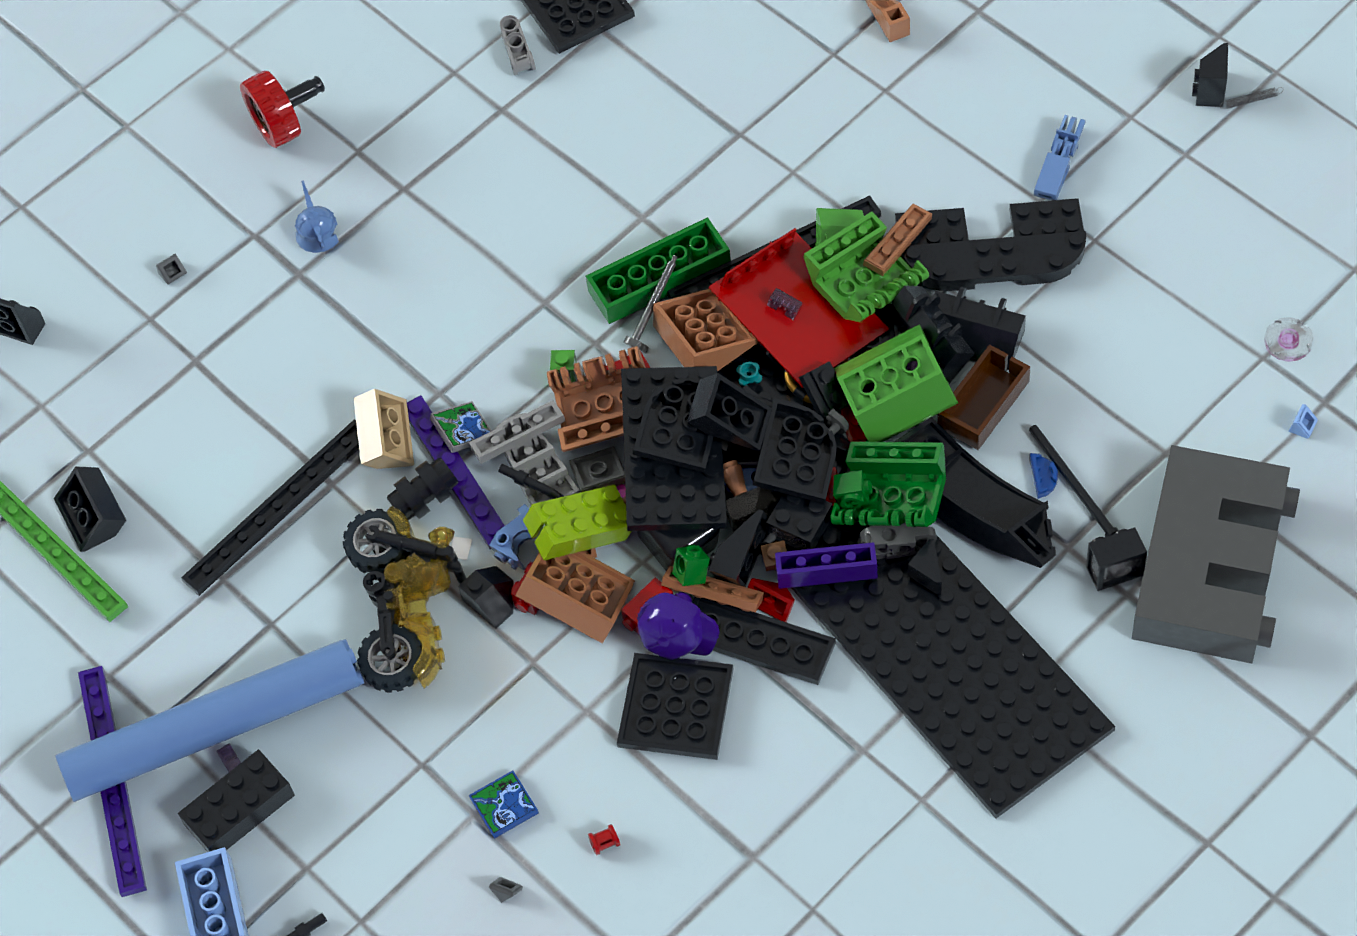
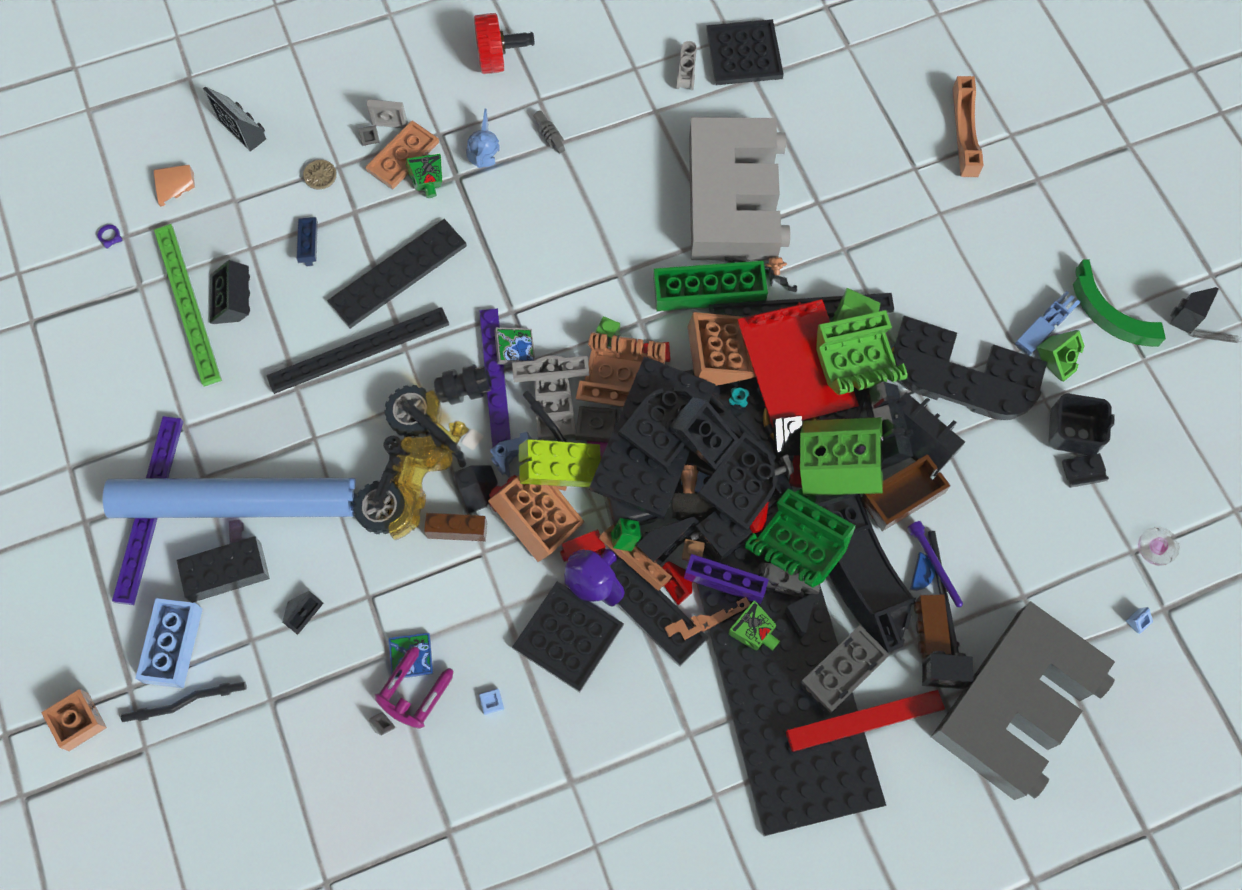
camera: 15 degrees right, 10 degrees up
(132, 335) = (319, 174): none -> dark tan wheel
(155, 413) = (307, 240): none -> dark blue hinge
(184, 234) = (387, 113): none -> light grey tile
(222, 274) = (391, 161): none -> nougat plate
(262, 282) = (425, 173): none -> green torso
(281, 406) = (397, 273): none -> black plate
(350, 810) = (300, 611): none -> black slope
(383, 430) = (457, 325): tan slope -> none
(388, 180) = (549, 132): none -> dark grey hinge
(489, 645) = (455, 527): none -> reddish brown brick
(519, 865) = (399, 711): none -> magenta piece
(604, 839) = (468, 719): red bush -> none
(620, 812) = (491, 701): none -> light blue tile
(634, 340) = (667, 332): dark grey piece -> none
(637, 155) = (735, 189): none -> light grey brick
(723, 218) = (776, 264): none -> nougat plant
(740, 231) = (783, 280): none -> black piece
(781, 298) = (789, 354): clear purple piece -> none
(818, 624) = (698, 621): none -> nougat piece
(852, 489) = (771, 527): green brick -> none
(883, 604) = (754, 628): none -> bright green torso
(897, 239) = (896, 339): nougat tile -> none
(1002, 602) = (844, 669): none -> dark grey piece
(1016, 431) = (917, 530): none -> dark purple piece
(1050, 648) = (864, 720): none -> red tile
(1076, 518) = (932, 625): none -> reddish brown brick
(1090, 182) = (1062, 353): none -> bright green slope
(1126, 125) = (1109, 318): none -> green arch
(1138, 236) = (1080, 413): none -> black piece
(1172, 294) = (1085, 470): none -> black plate

